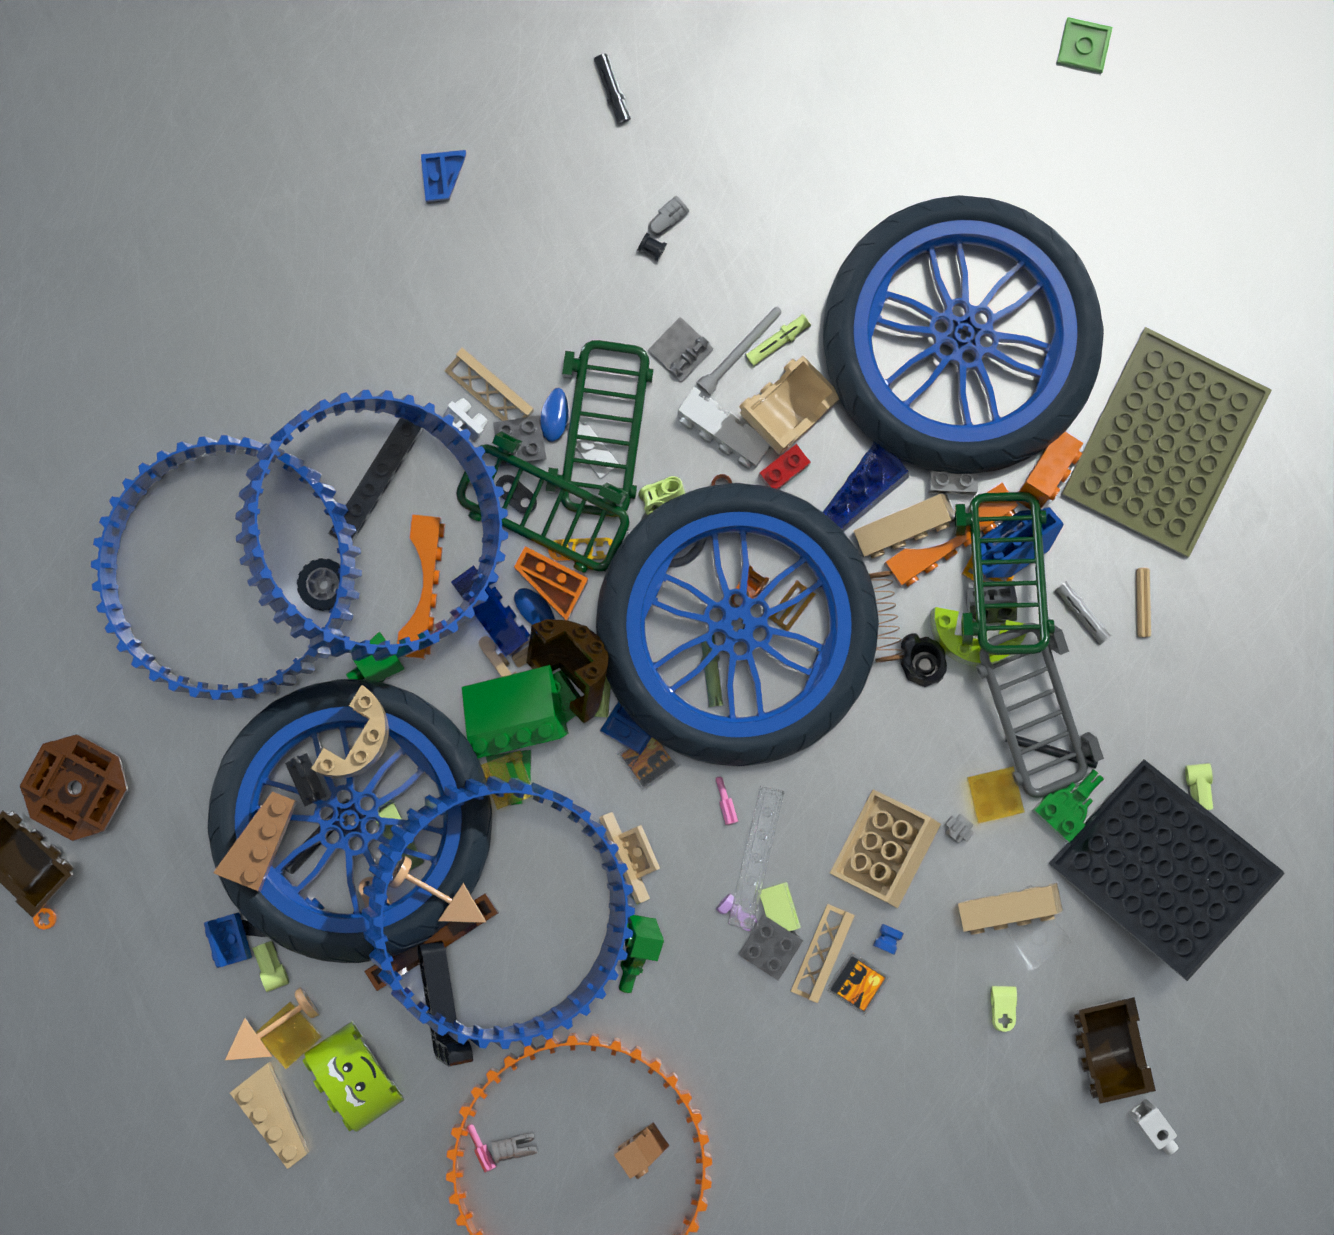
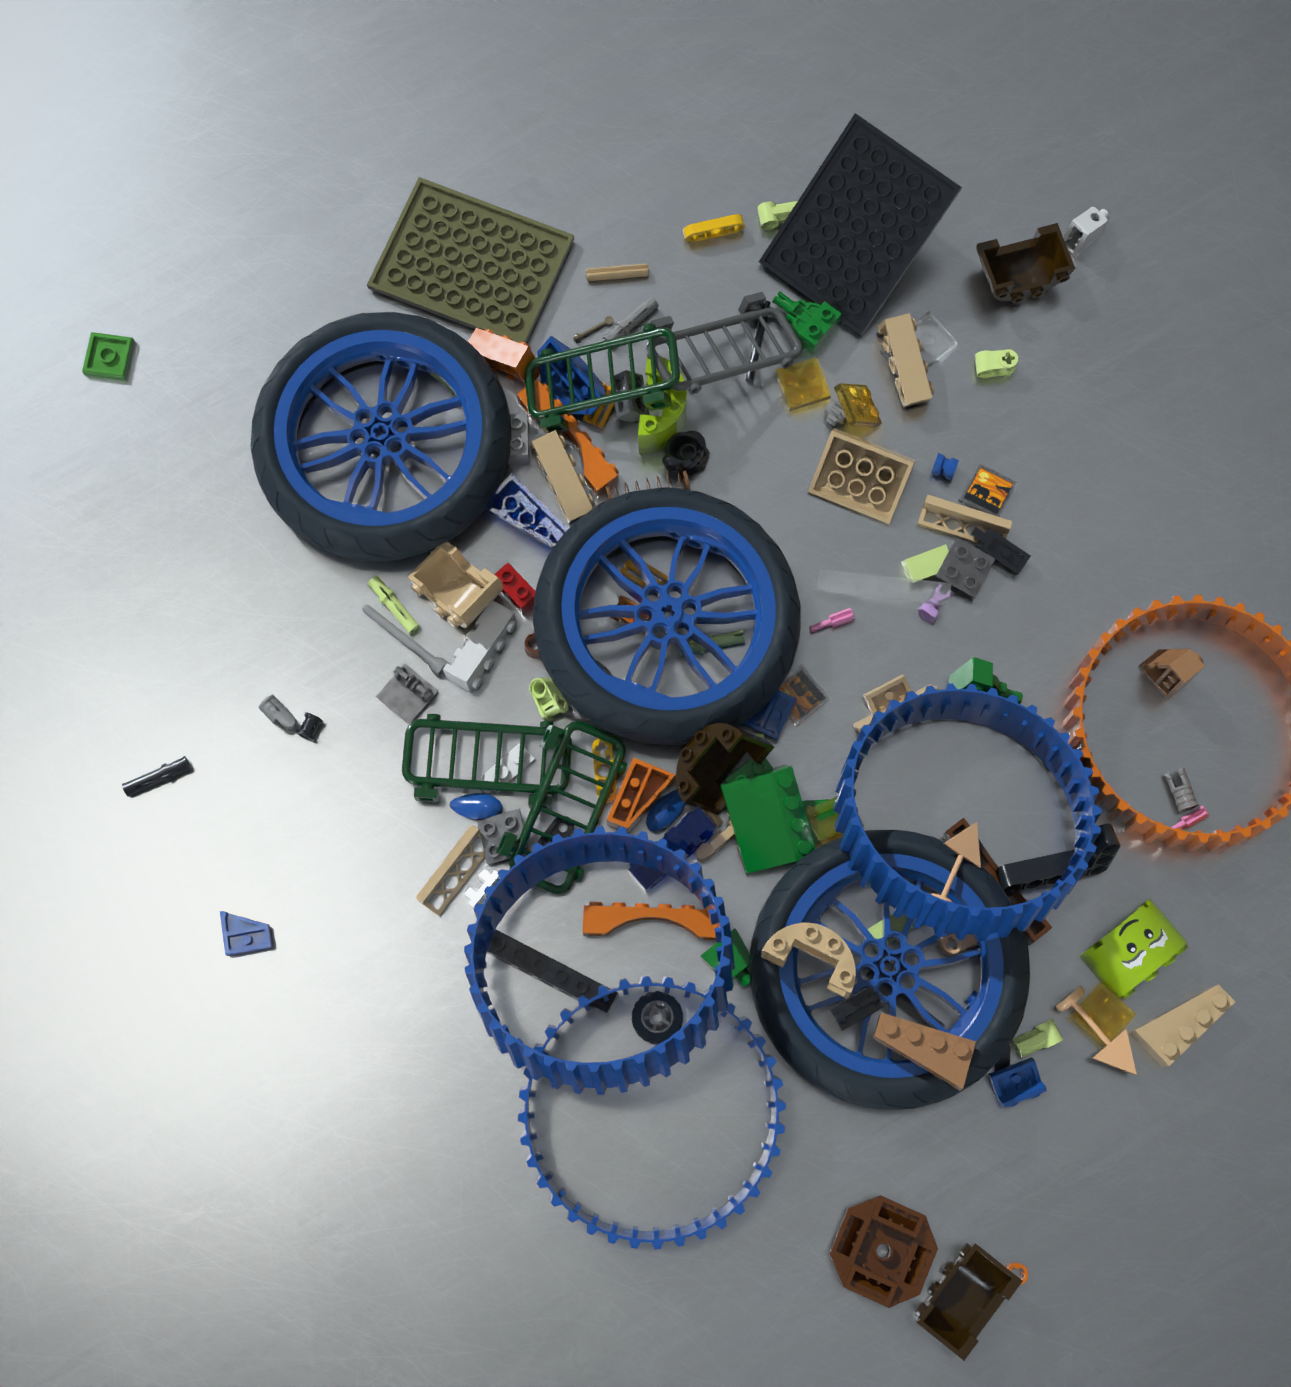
camera: 85 degrees left, 10 degrees down
(789, 988) = (1001, 549): none -> black hinge
(963, 850) = (858, 405): none -> clear yellow plate
(1087, 589) = (608, 321): none -> dark tan hinge
(1187, 713) = (713, 228): none -> yellow beam

